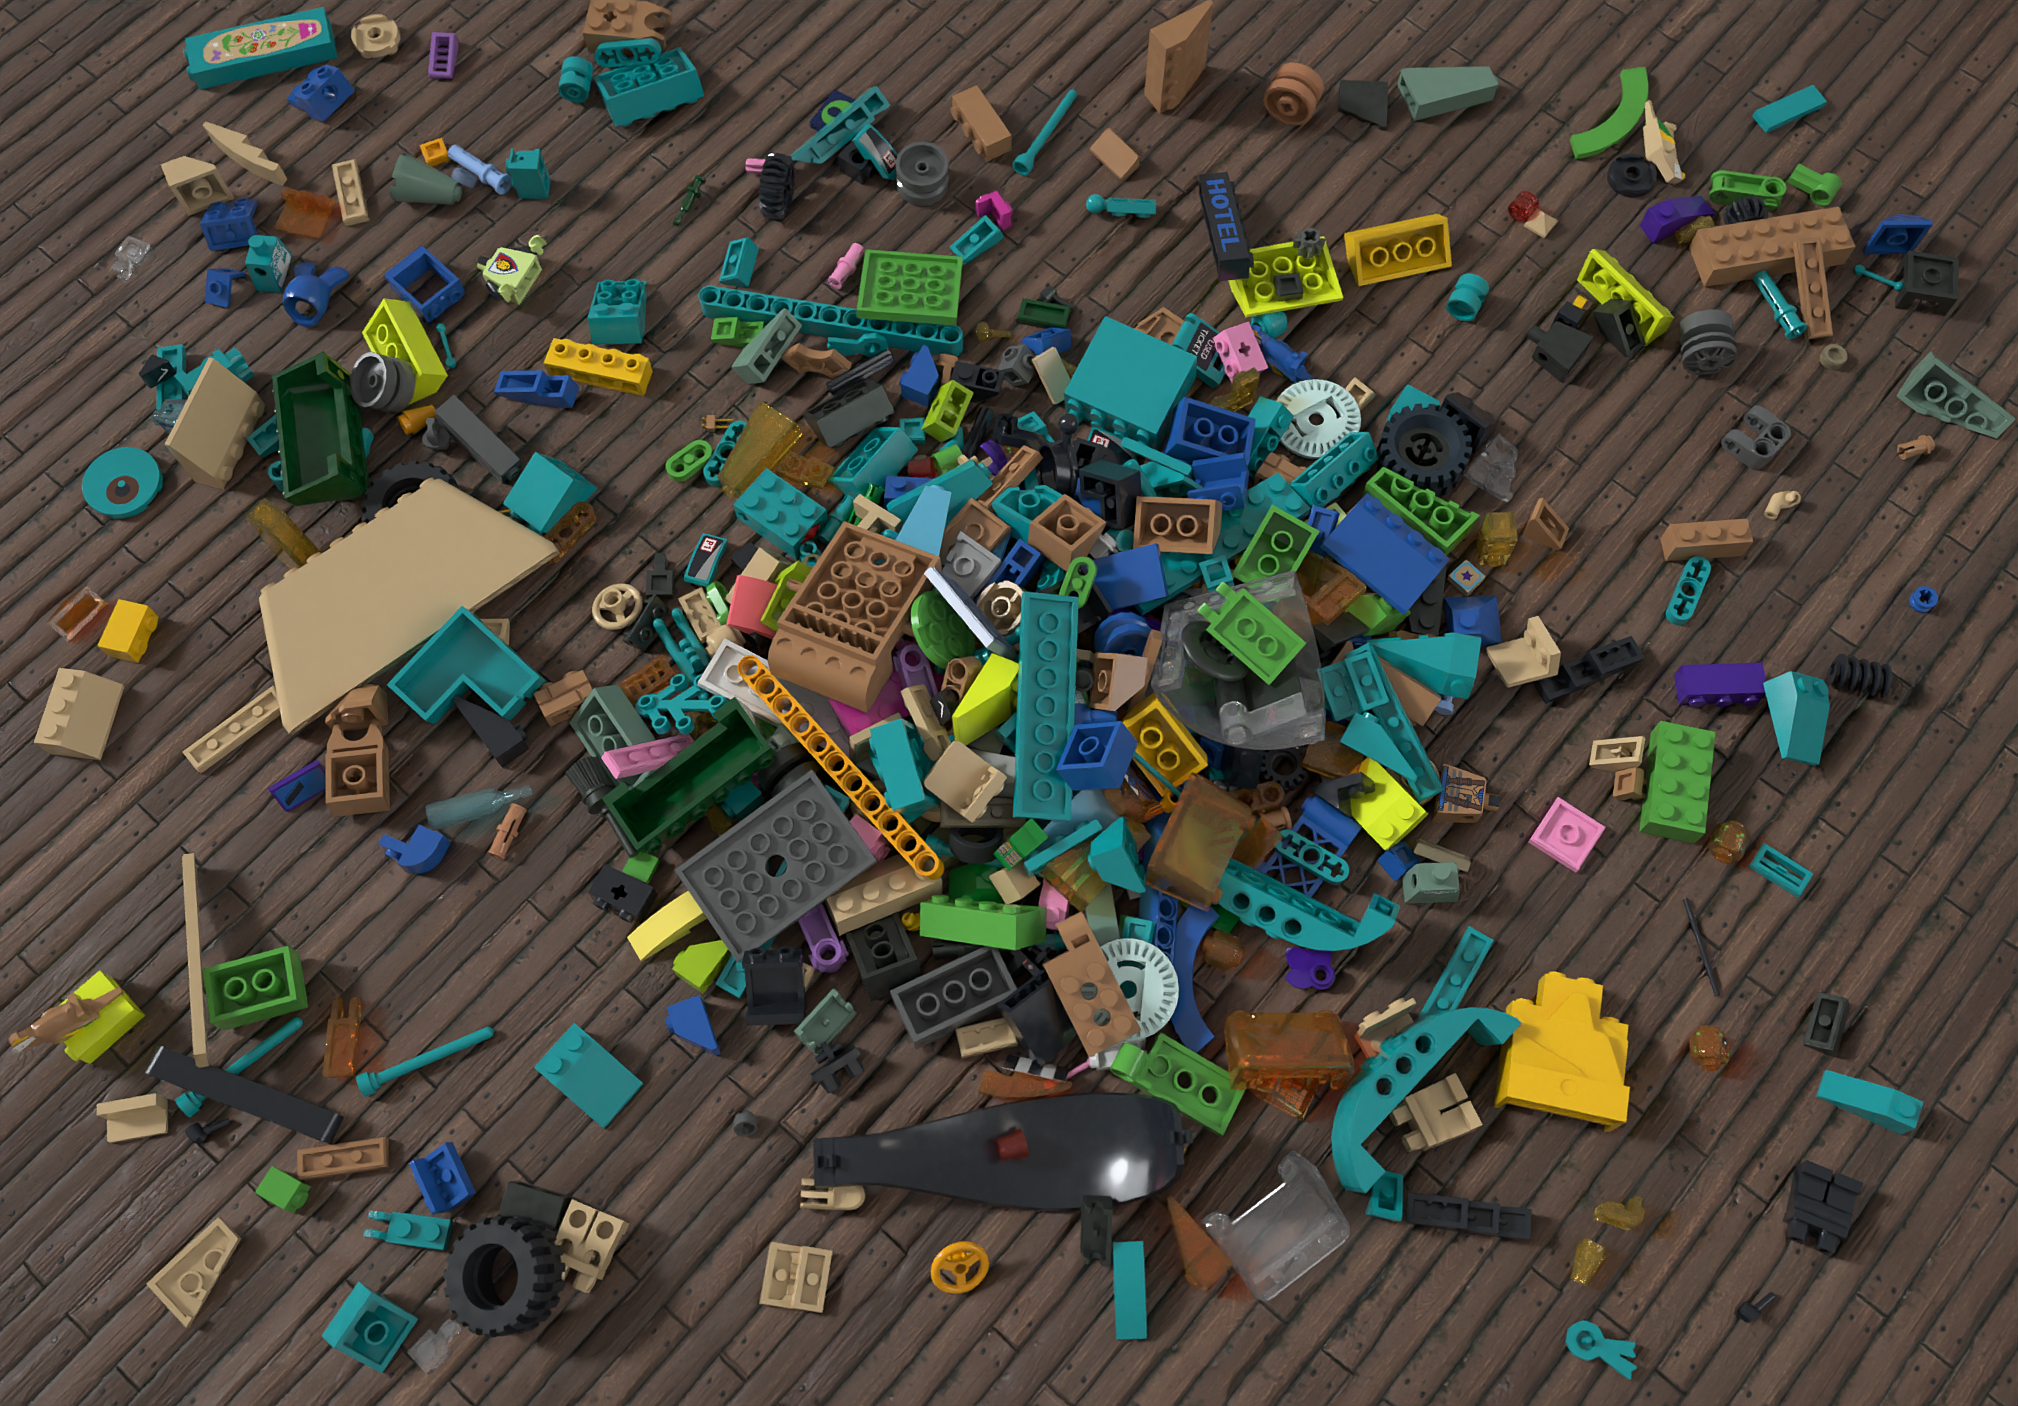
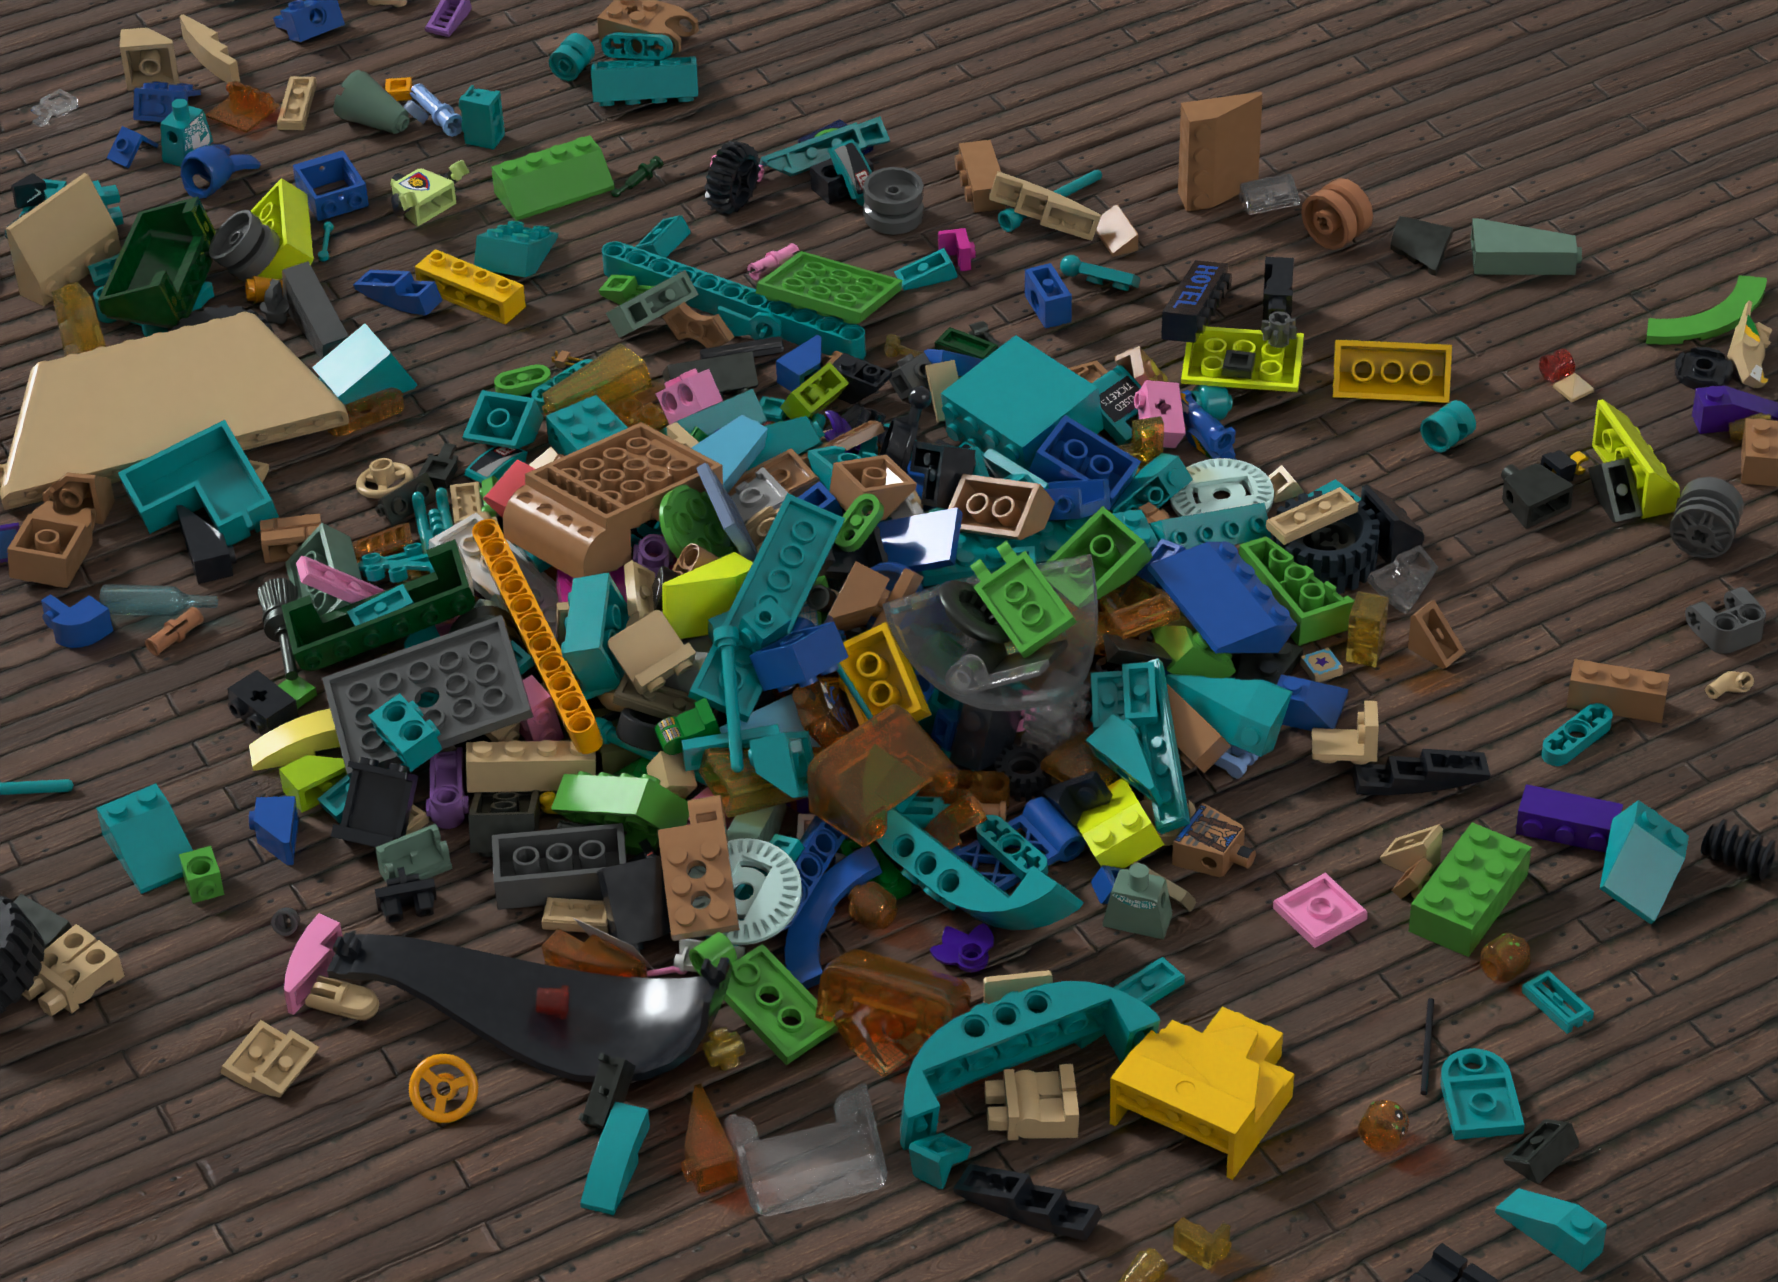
camera: 20 degrees right, 25 degrees down
(617, 224) = (552, 178): none -> bright green slope
(646, 1089) = (201, 874): none -> bright green brick
(691, 775) = (381, 605): none -> teal plate
(696, 519) = (503, 420): none -> teal slope
(775, 920) = (406, 732): none -> teal brick
(787, 1163) = (309, 959): none -> bright pink slope
(848, 450) = (688, 395): none -> bright pink brick
(1032, 762) = (726, 640): none -> teal piece
(1052, 146) = (1045, 205): none -> tan slope
(1056, 735) = (763, 625): none -> teal brick
(1094, 245) = (1048, 295): none -> blue brick
(1208, 307) = (1140, 366): none -> medium nougat bracket
(1222, 80) = (1269, 194): none -> clear slope
(1281, 190) = (1278, 286): none -> black hips
(1414, 437) = (1312, 515): none -> tan tile
(1762, 986) = (1480, 1099): none -> teal tile

